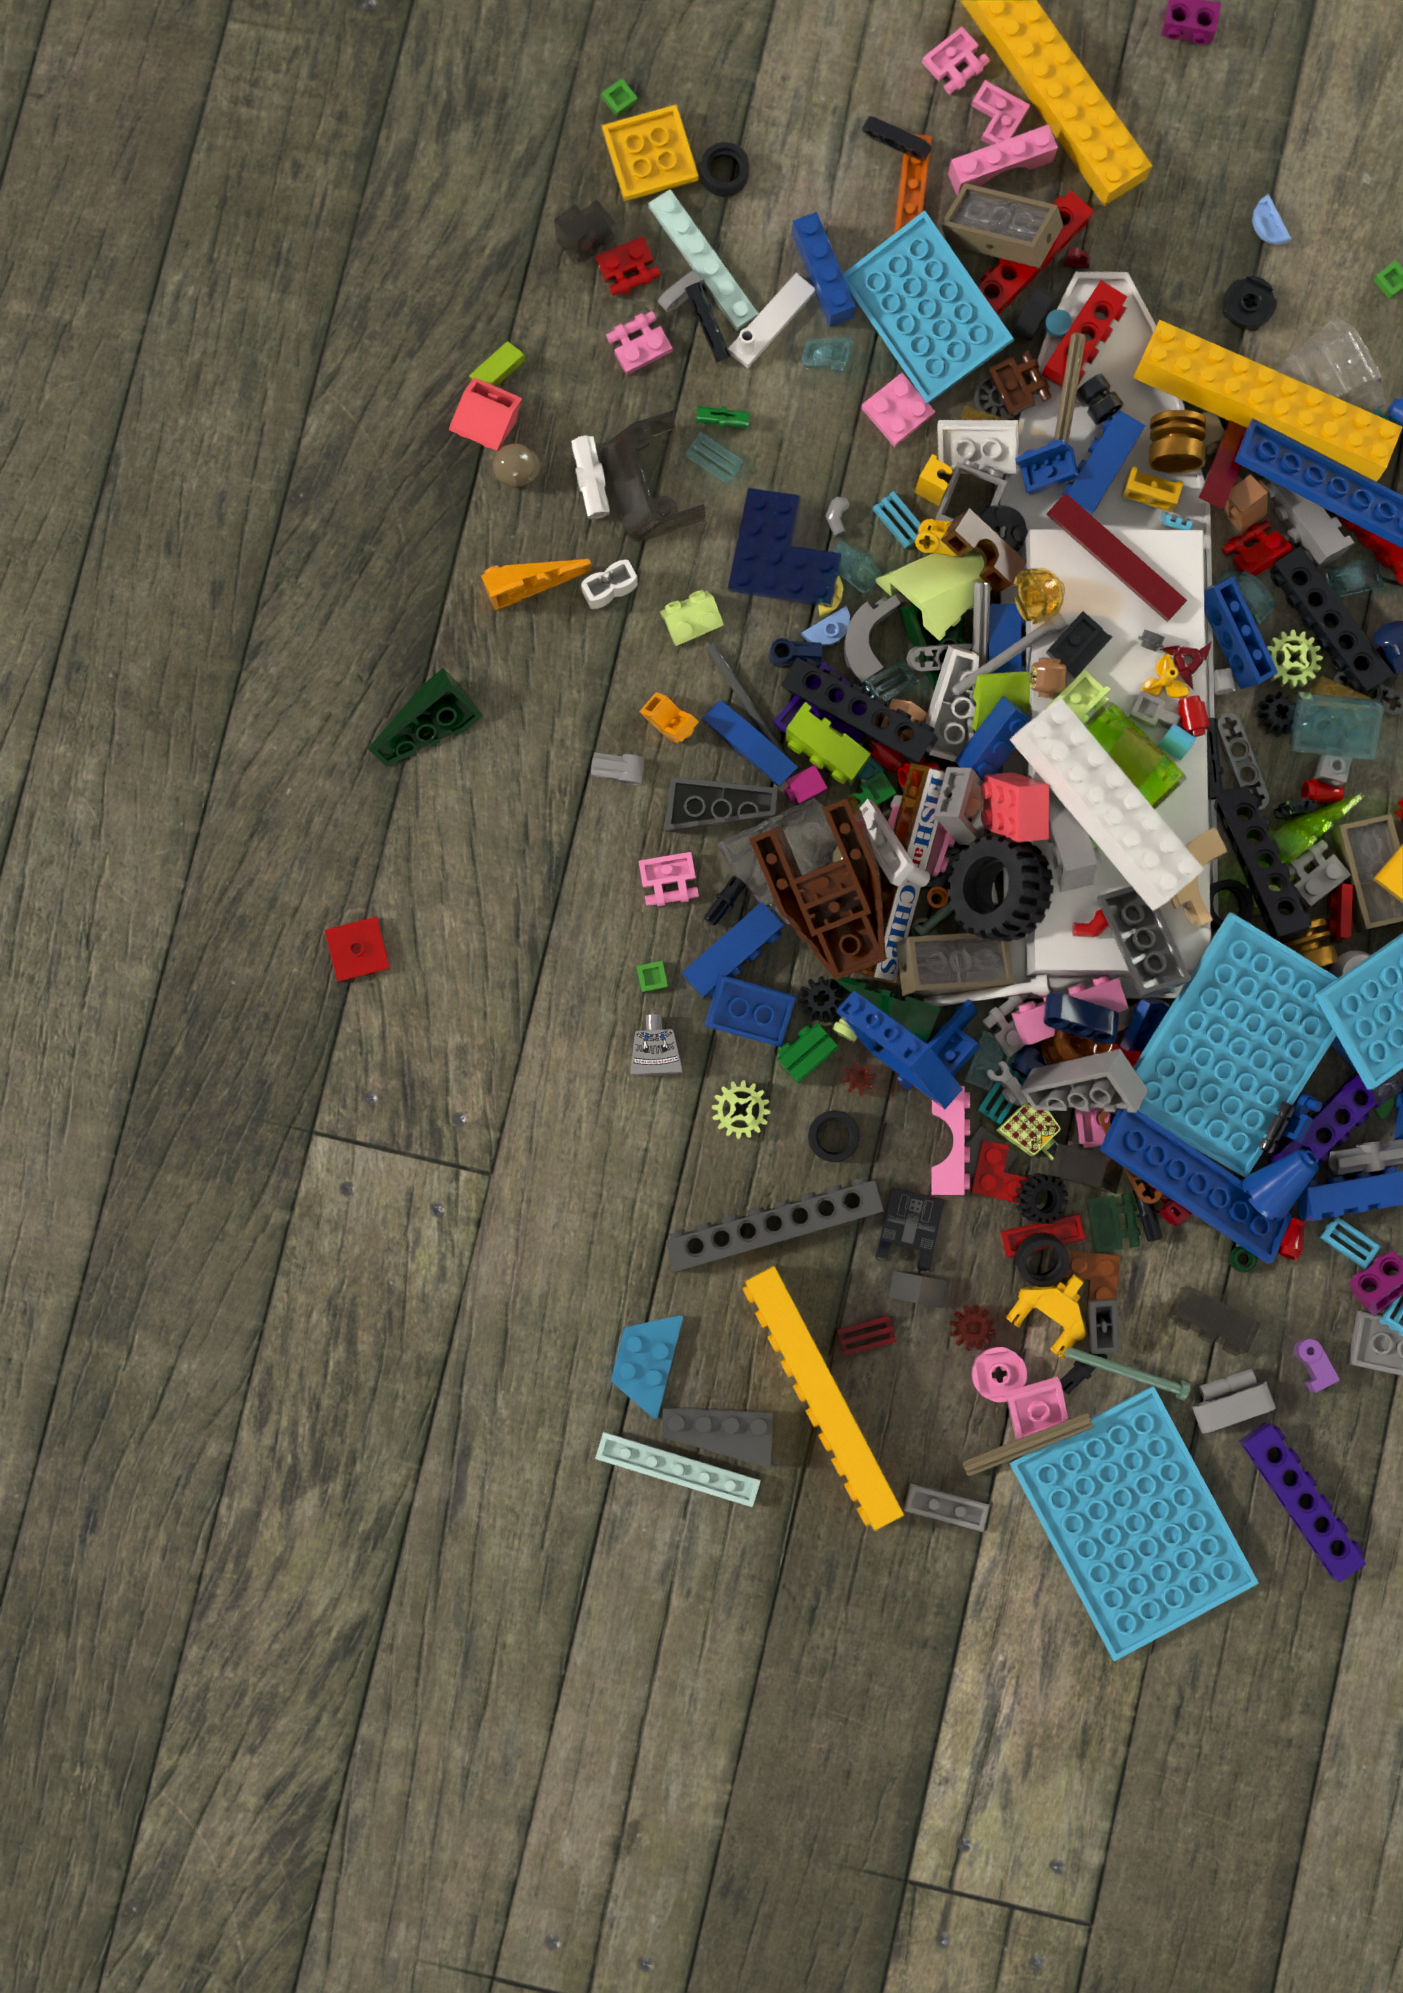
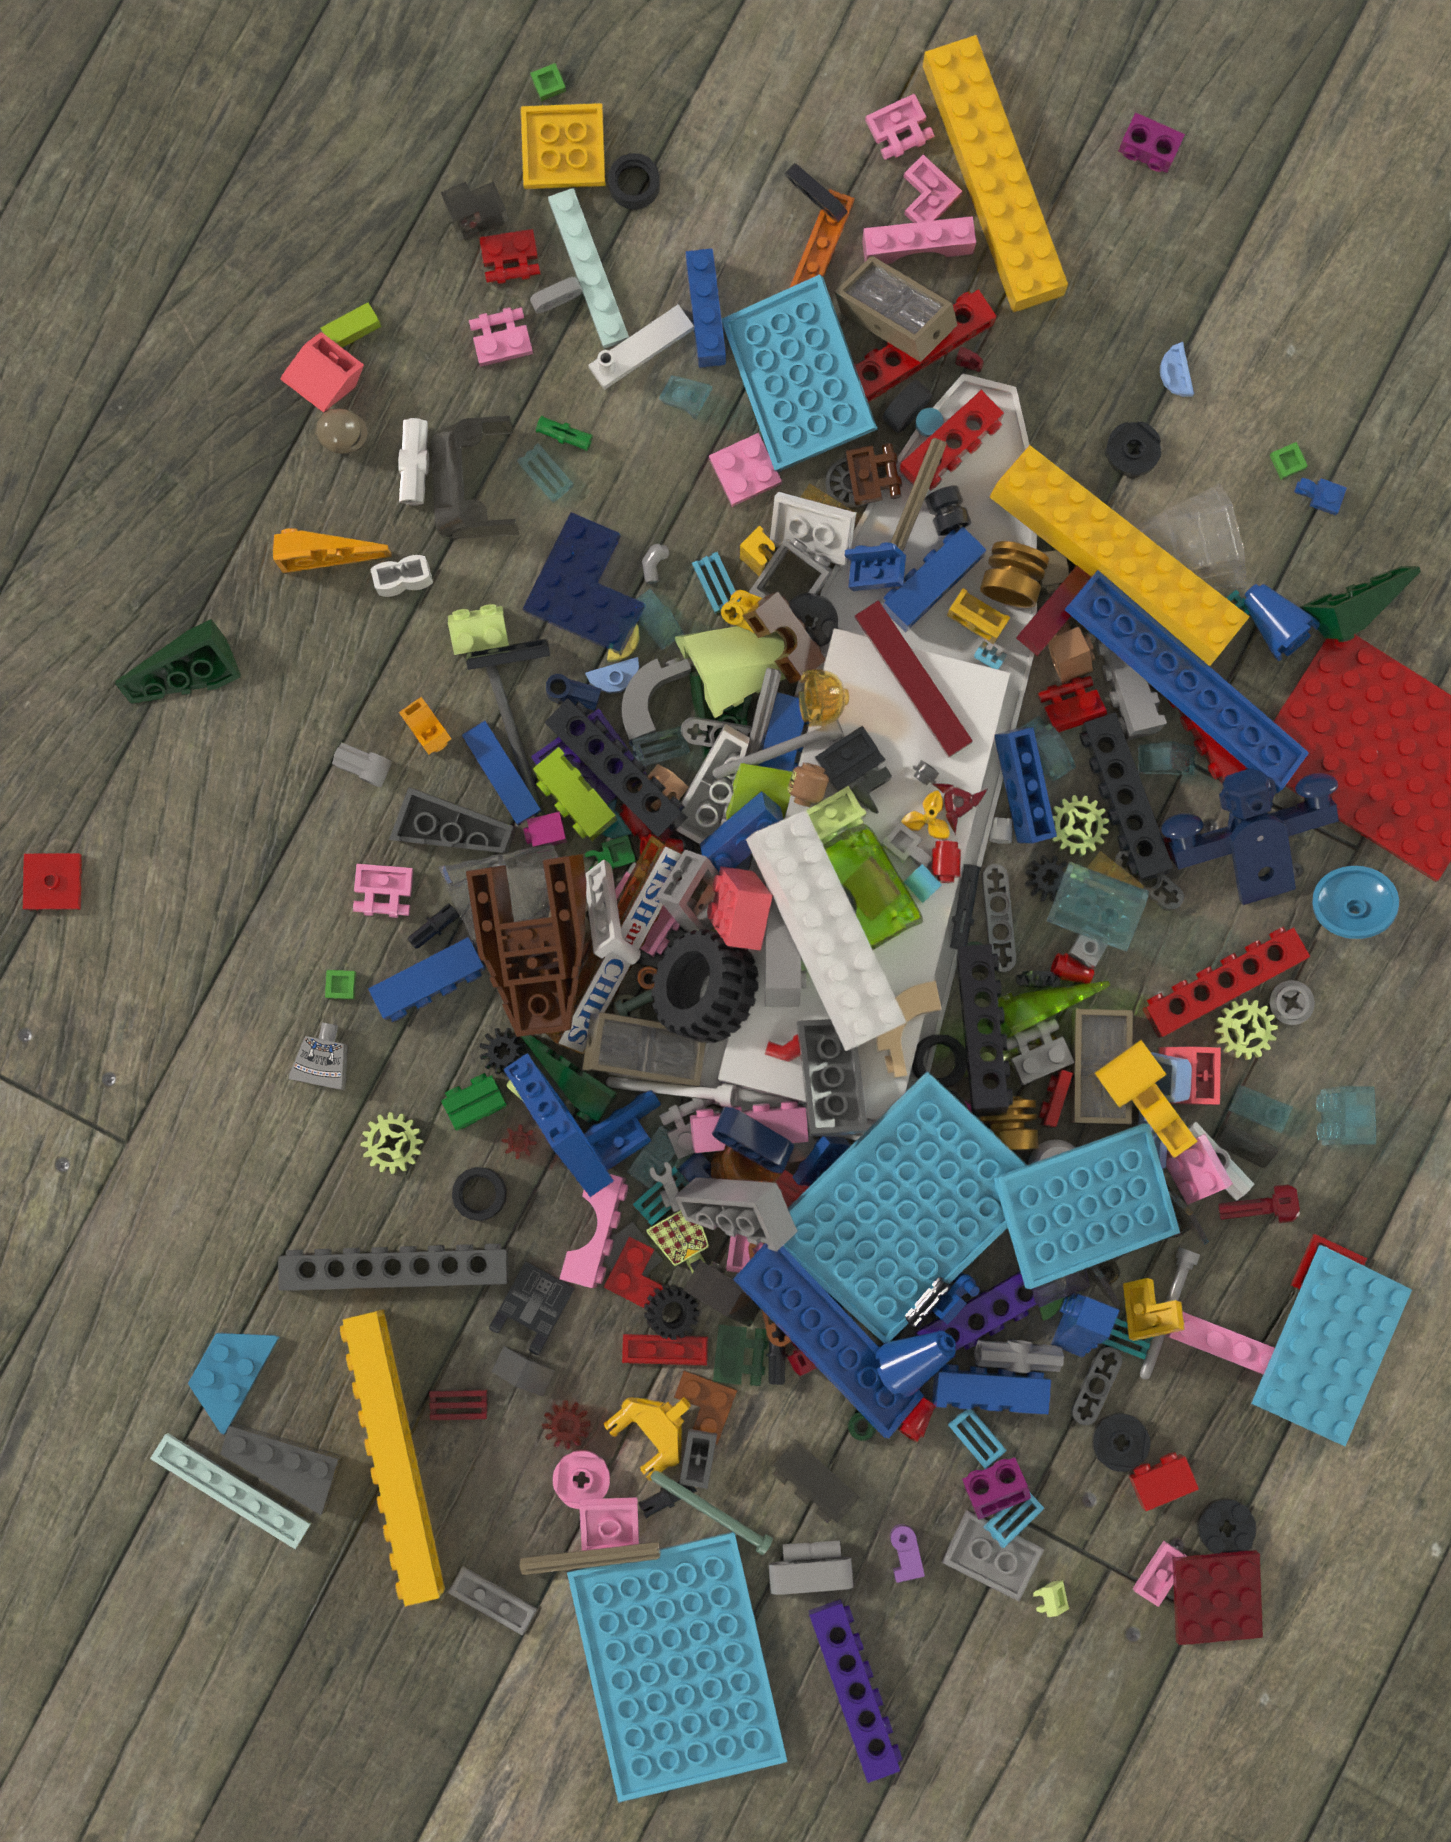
camera: 20 degrees right, 0 degrees up
(705, 316) = (572, 328): black pin -> none
(726, 632) = (508, 654): none -> black tile
(750, 1010) = (427, 1045): blue tile -> none
(1050, 1277) = (651, 1394): black tyre -> none
(1105, 659) = (872, 780): none -> pearl dark grey plate

